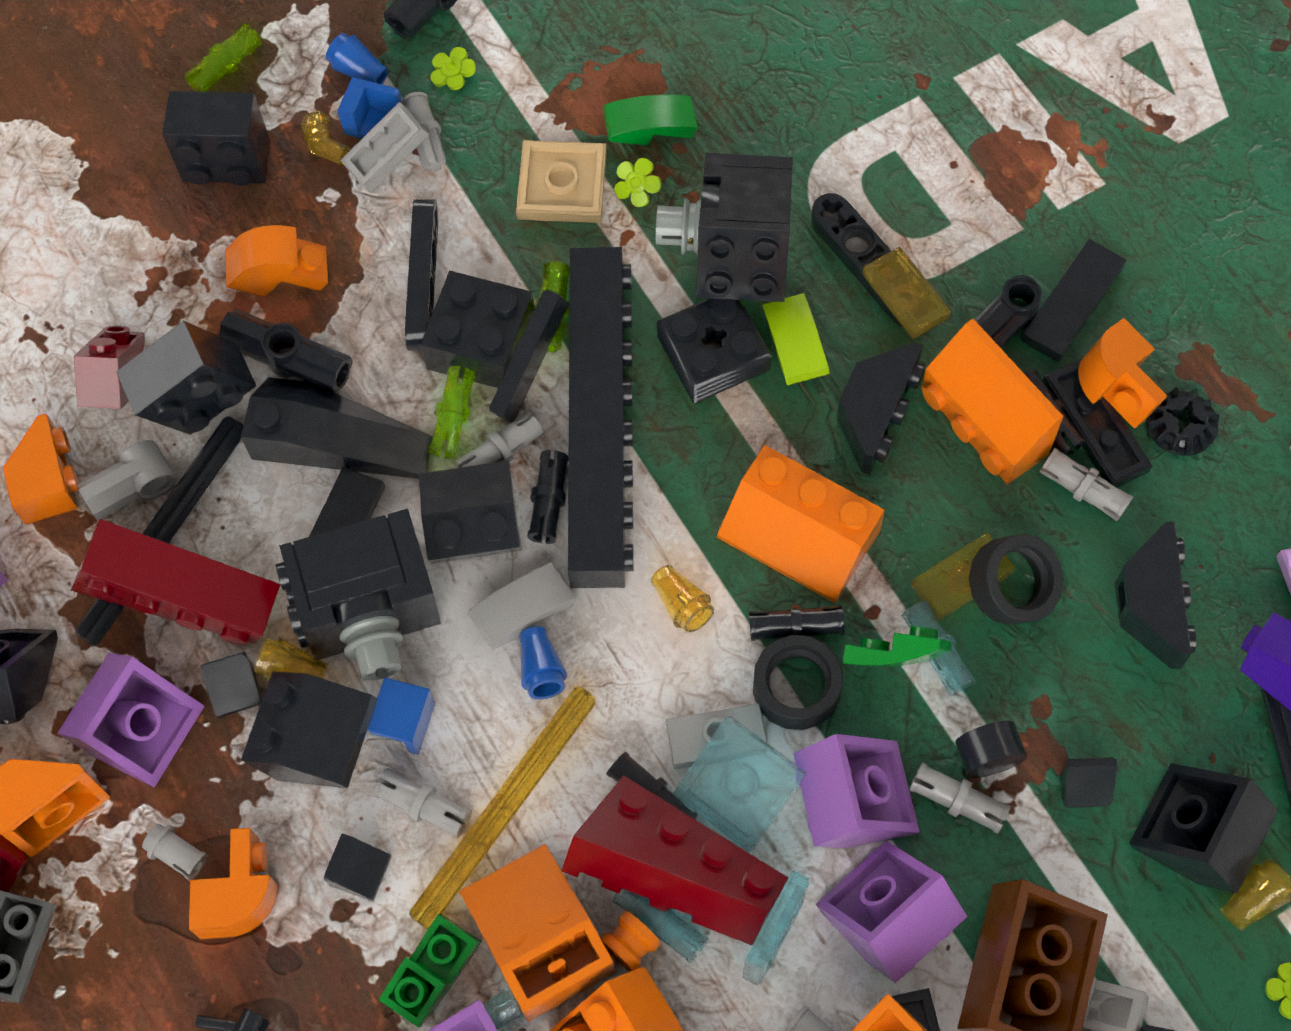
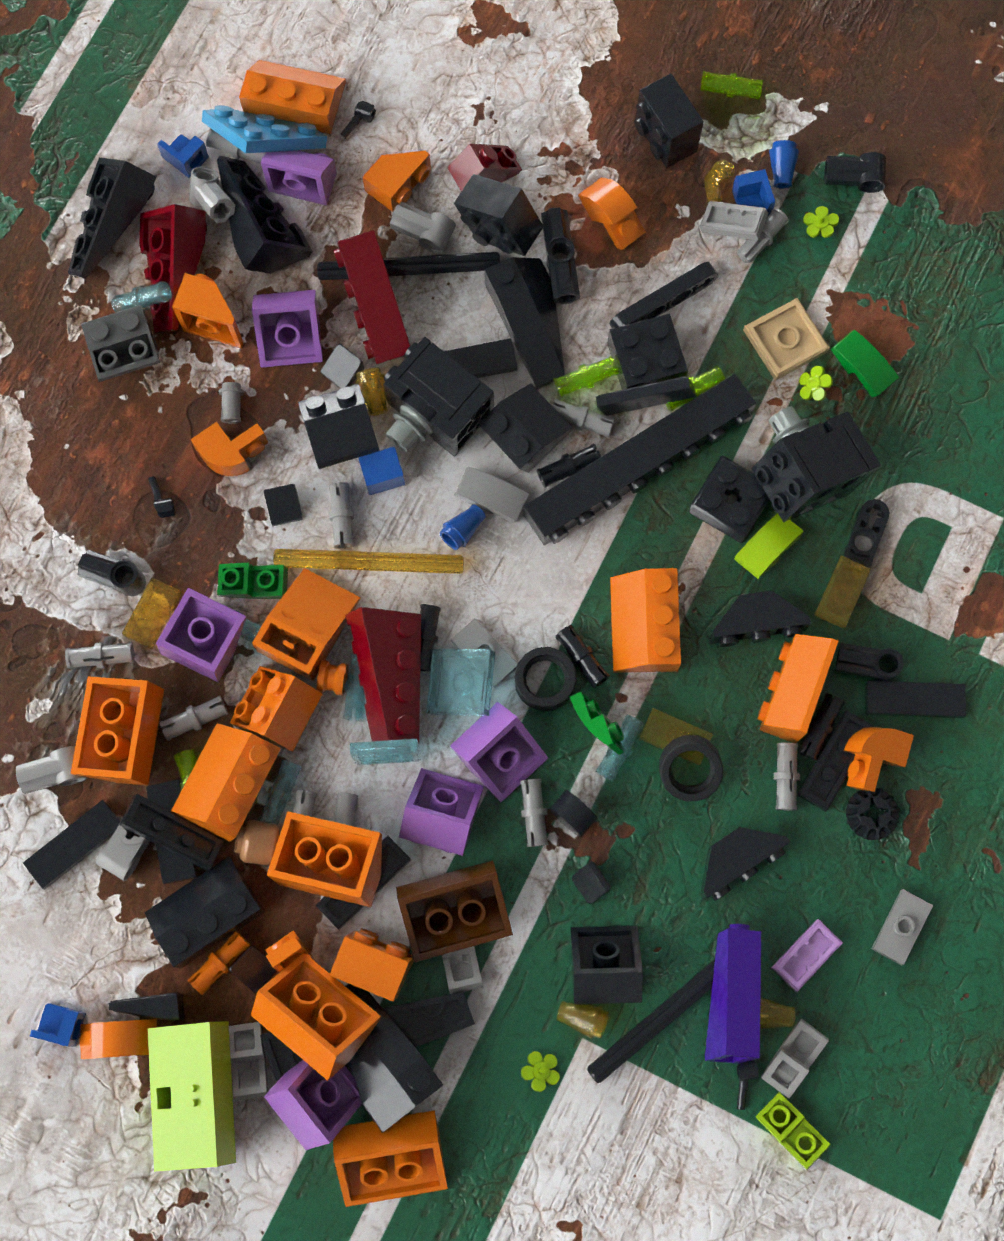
camera: 55 degrees right, 10 degrees up
(684, 601) = (553, 584): clear yellow cone -> none

